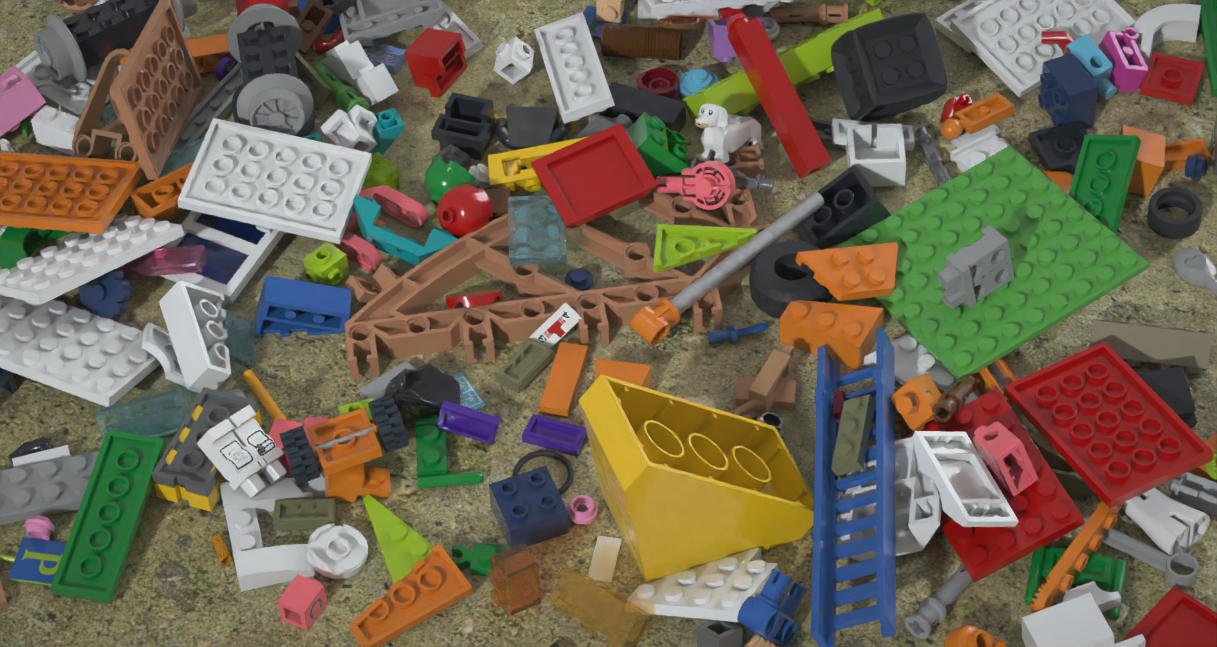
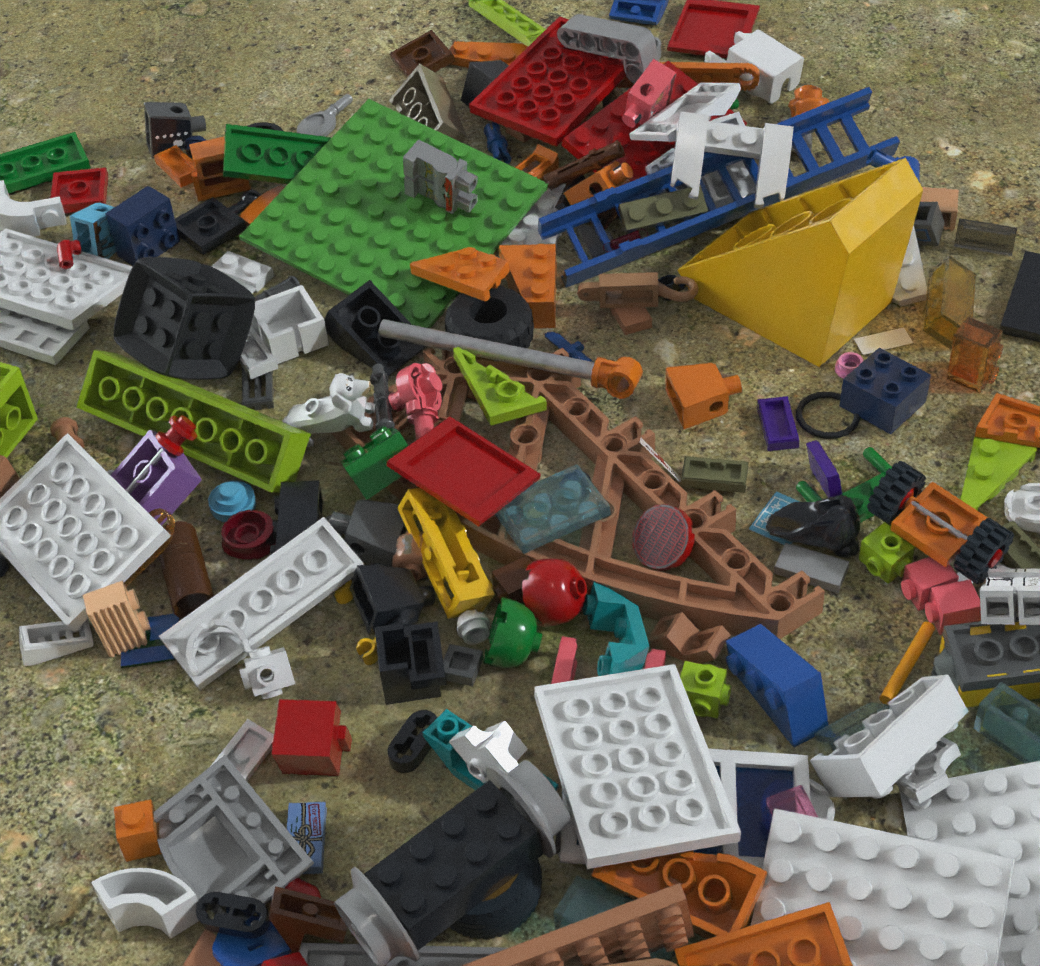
camera: 115 degrees left, 0 degrees up
(345, 96) = (404, 823): bright green pin -> none
(354, 66) = (356, 827): white arch -> none
(381, 173) = (524, 718): clear neon green brick -> none
(415, 119) = (409, 738): none -> black beam
(477, 559) = (955, 409): green plate -> none
(553, 21) = (206, 630): none -> white helmet
(563, 379) = (708, 443): orange tile -> none
(778, 97) = (260, 384): red brick -> none
(892, 447) = (768, 144): none -> white wedge
(1113, 455) = (611, 39): none -> light grey beam
(1126, 59) = (56, 222): dark pink hinge -> none

